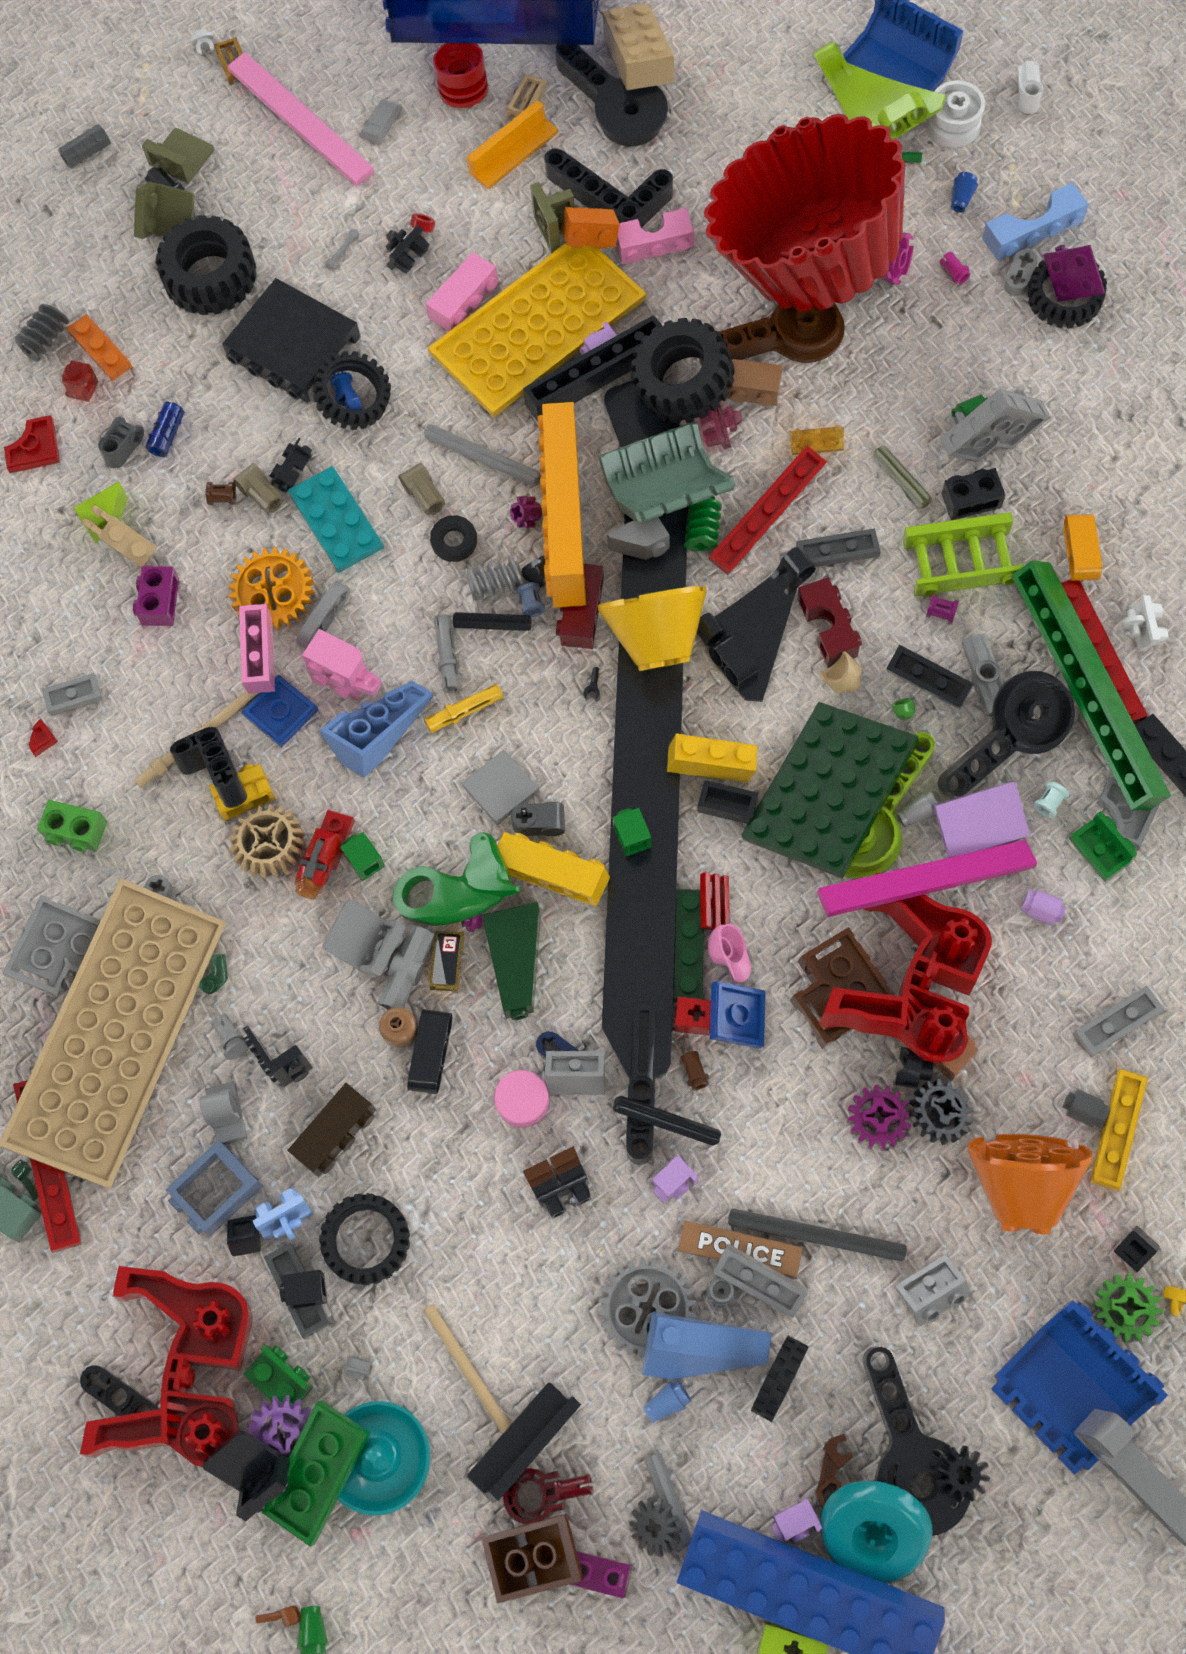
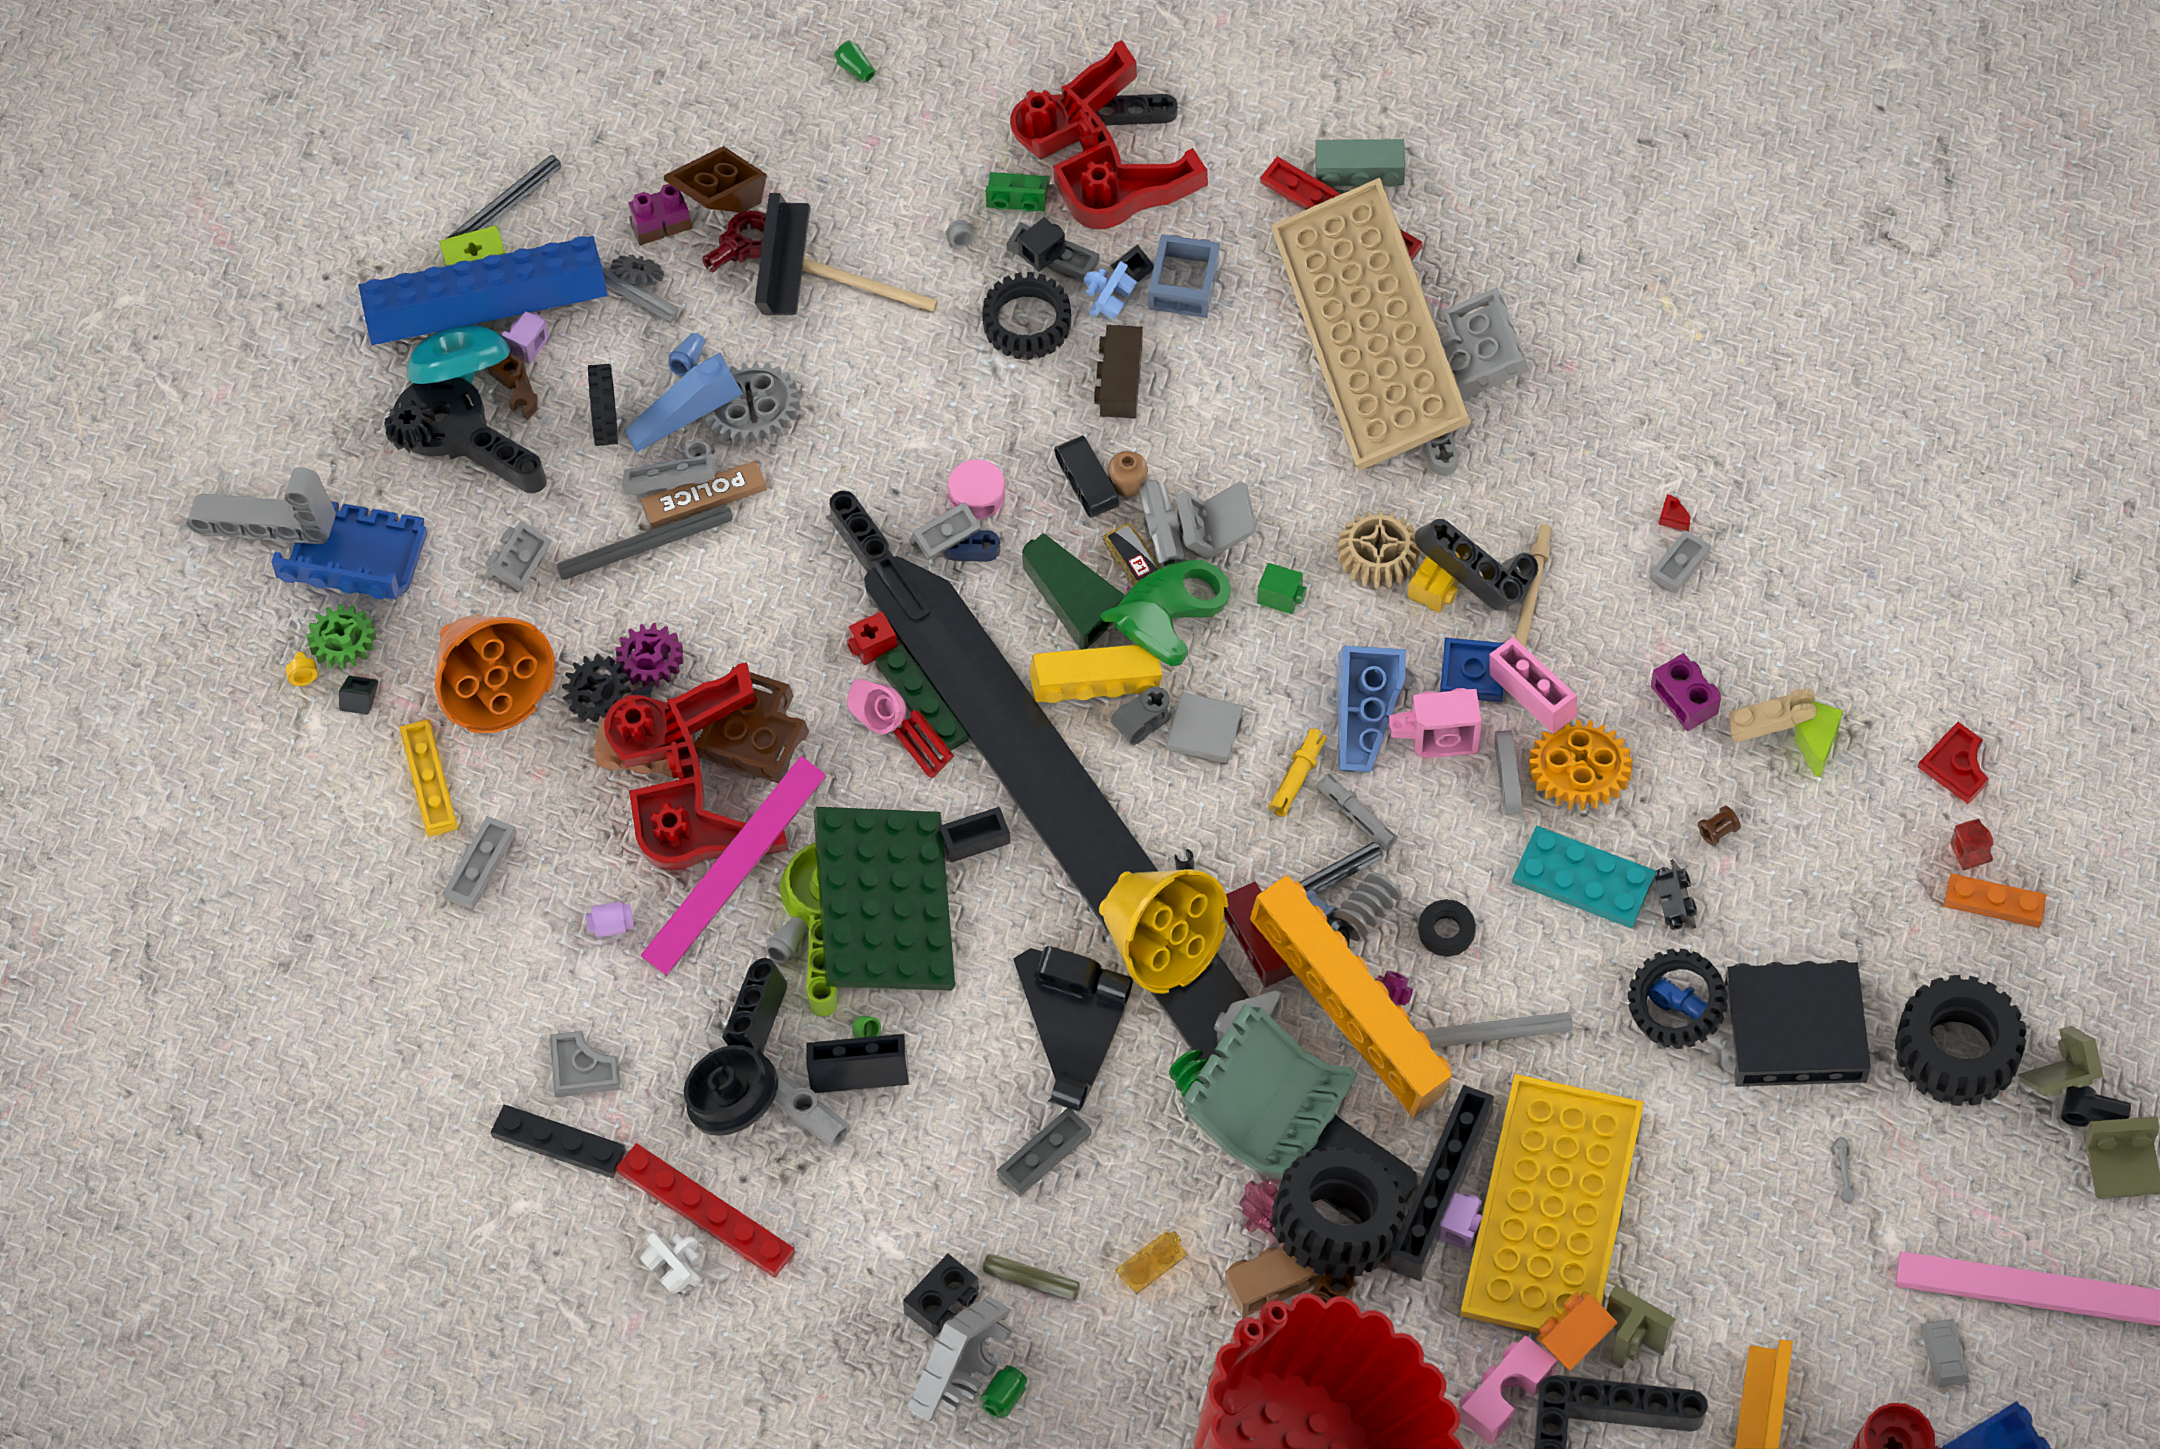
camera: 140 degrees right, 10 degrees down
(39, 329) = (2063, 869): dark grey piece -> none
(75, 820) = (1571, 462): bright green brick -> none
(122, 440) = (1871, 817): dark grey piece -> none
(165, 429) = (1838, 853): clear blue axle -> none
(217, 977) = (1327, 424): clear green arm -> none
(223, 1112) = (1225, 329): light grey tile -> none
(231, 1039) = (1272, 386): light grey pin -> none
(251, 1469) = (971, 117): black bracket -> none
(254, 483) = (1694, 854): dark tan piece -> none
(282, 1413) = (983, 156): medium lavender gear -> none
(285, 1068) = (1216, 379): black bracket -> none
(289, 1615) = (883, 64): dark orange hand -> none
(317, 1472) = (932, 144): green tile -> none
(323, 854) = (1317, 568): red plate -> none
(391, 1462) = (895, 185): teal hat -> none
(414, 242) = (1769, 1216): black hips -> none
(419, 484) = (1529, 956): dark tan piece -> none
(425, 222) = (1779, 1246): red tile -> none
(462, 292) = (1661, 1190): bright pink brick -> none
(572, 1180) = (897, 449): black hips -> none
(632, 831) = (1040, 737): green brick -> none
(666, 1120) = (832, 533): black axle -> none
(673, 1180) = (796, 506): lavender brick -> none
(695, 1071) = (840, 599): reddish brown pin -> none
(712, 758) = (1016, 855): yellow brick -> none
(737, 1014) = (833, 658): blue tile -> none
(767, 510) = (1146, 1149): red plate -> none
(822, 601) = (1018, 1084): dark red arch -> none
(843, 675) = (944, 1021): tan piece -> none
(942, 608) = (893, 1152): magenta bush -> none
(966, 530) = (915, 1252): lime fence -> none
(981, 820) = (718, 961): lavender tile -> none
(1051, 799) = (663, 1024): light aqua bush -> none
(1082, 547) = (787, 1301): light orange beam -> none
(1086, 1108) = (467, 770): dark grey brick -> none
(1091, 686) = (692, 1151): green brick -> none
(1104, 846) = (585, 1008): green bracket -> none

